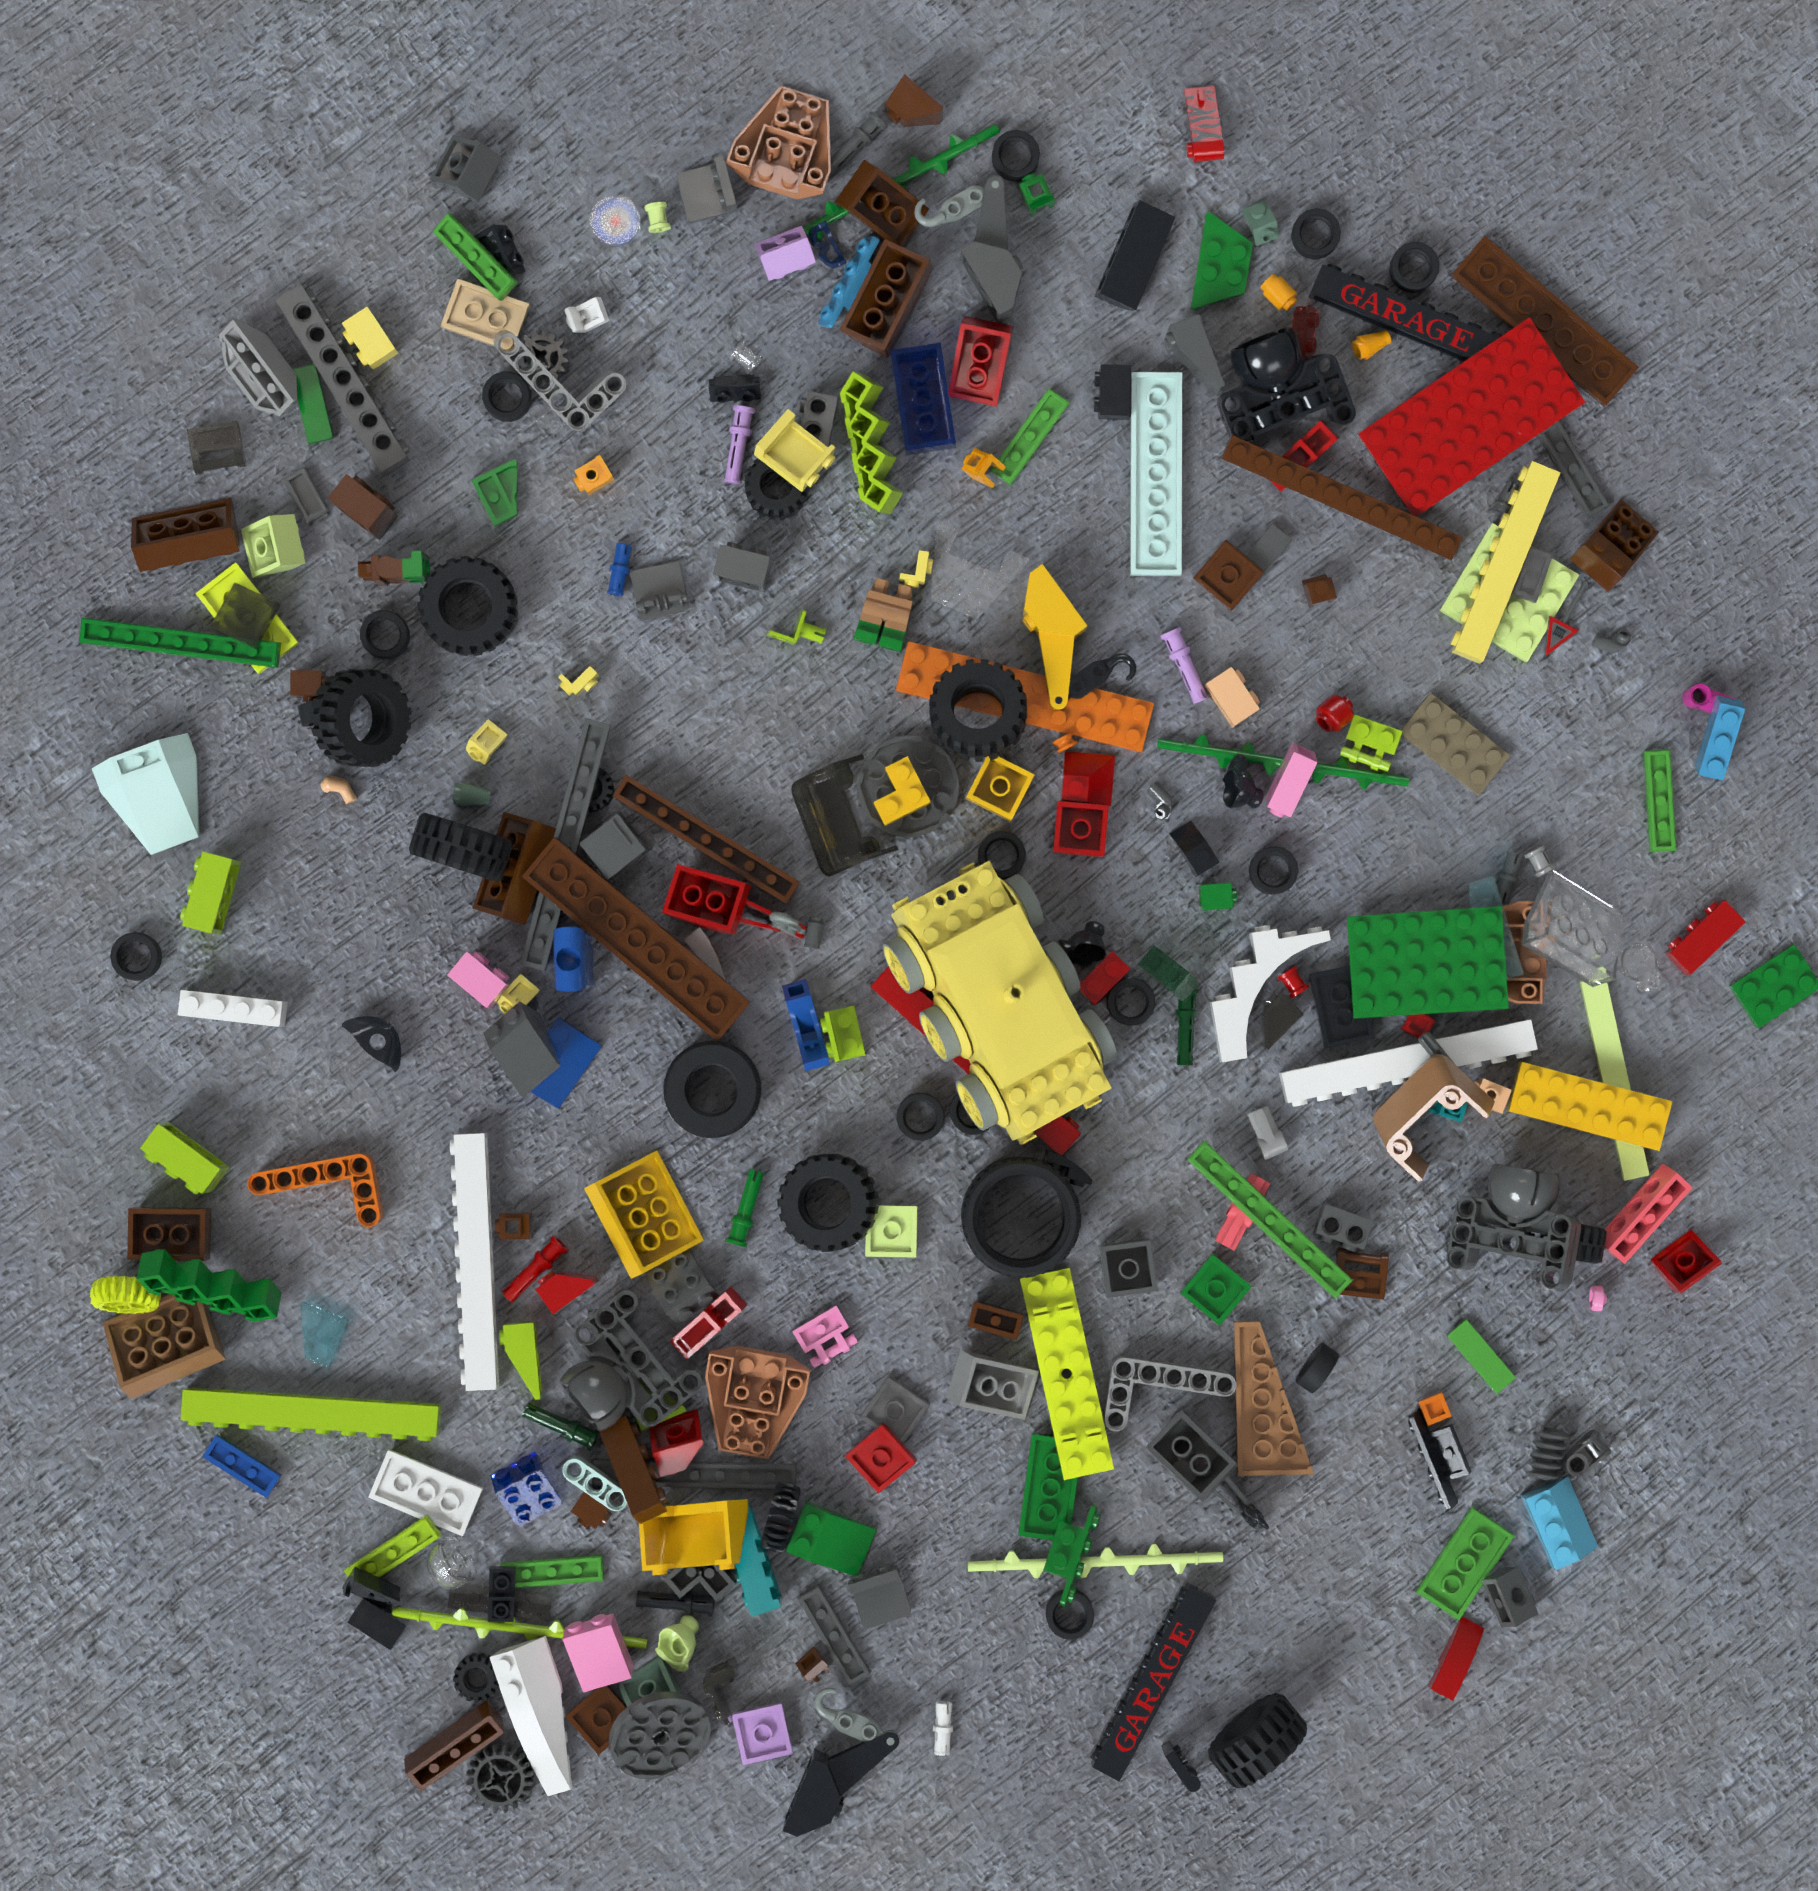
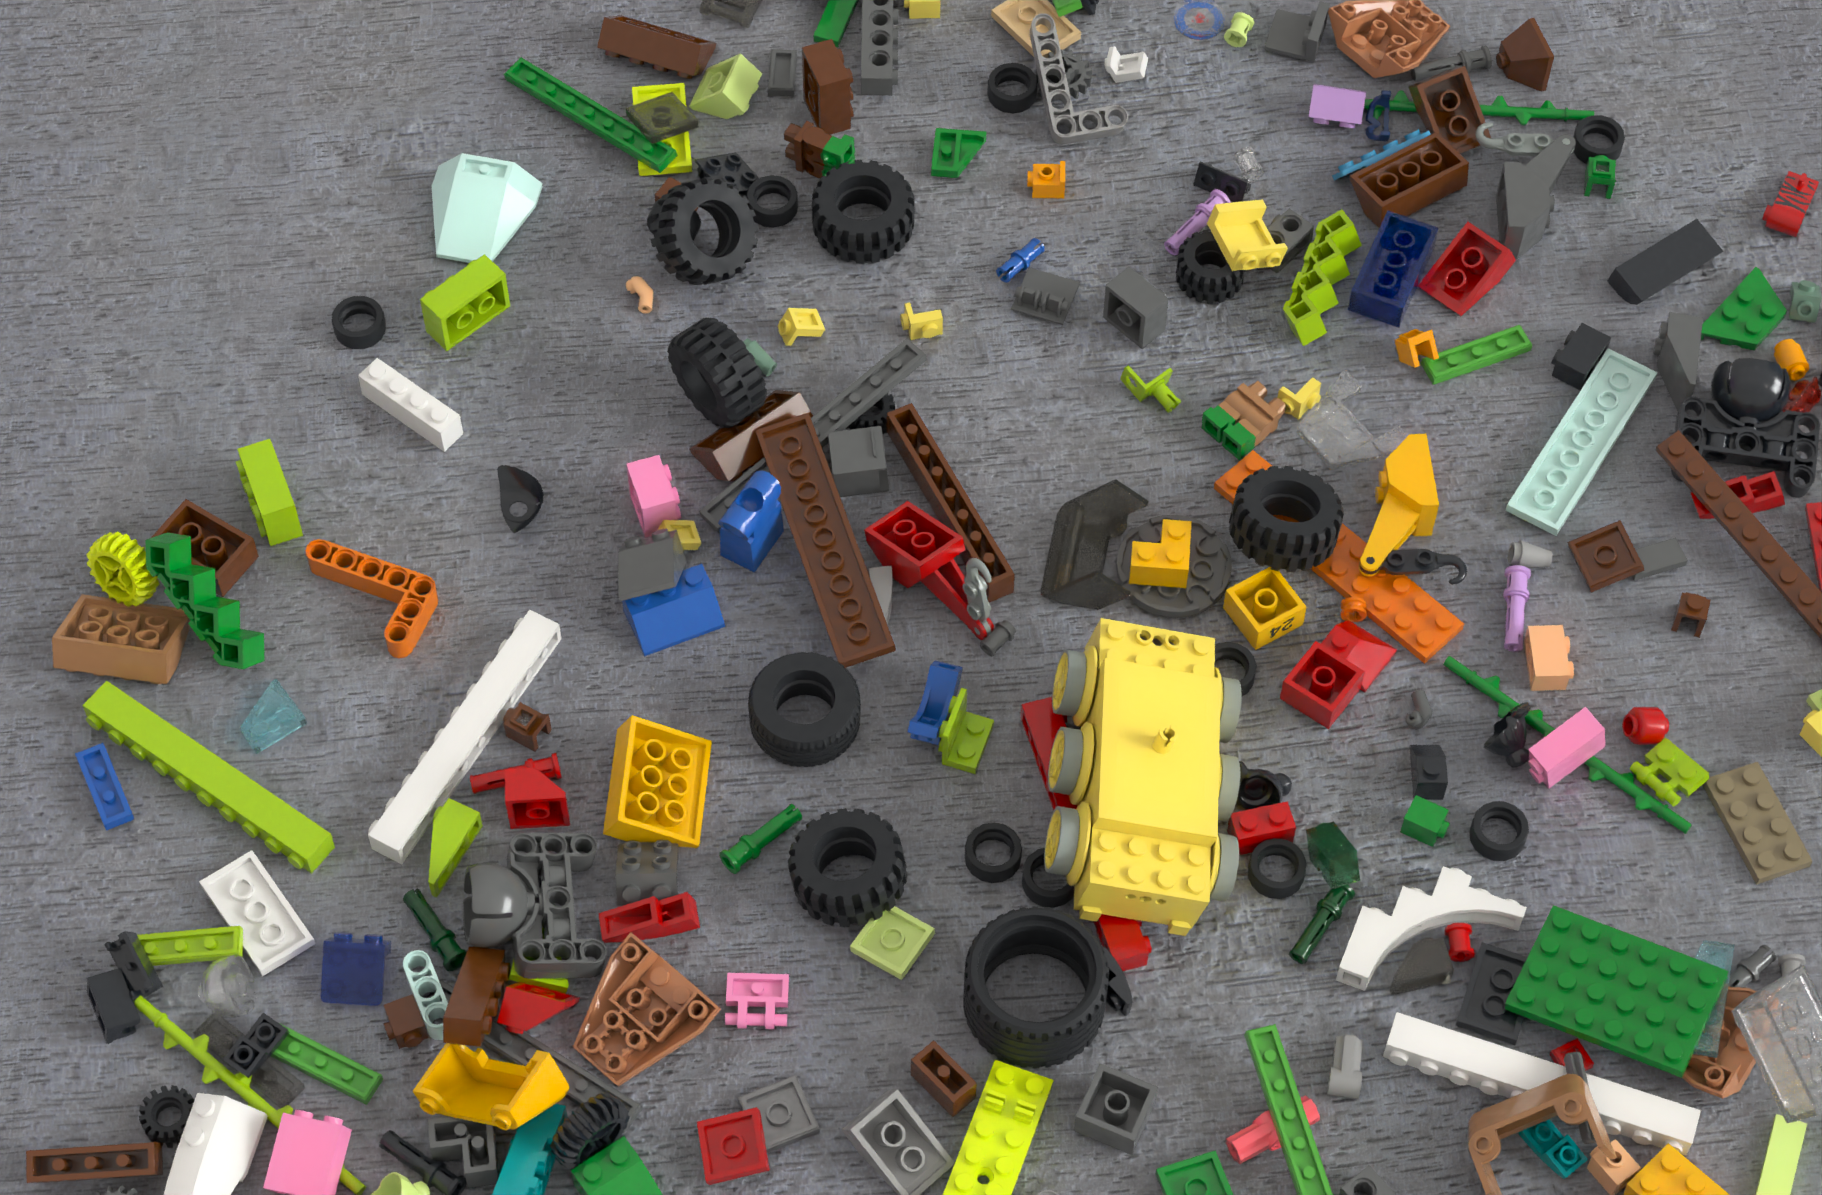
camera: 35 degrees right, 30 degrees down
(333, 630) = (728, 168): none -> black hinge
(1169, 610) = (1528, 555): none -> light grey cone

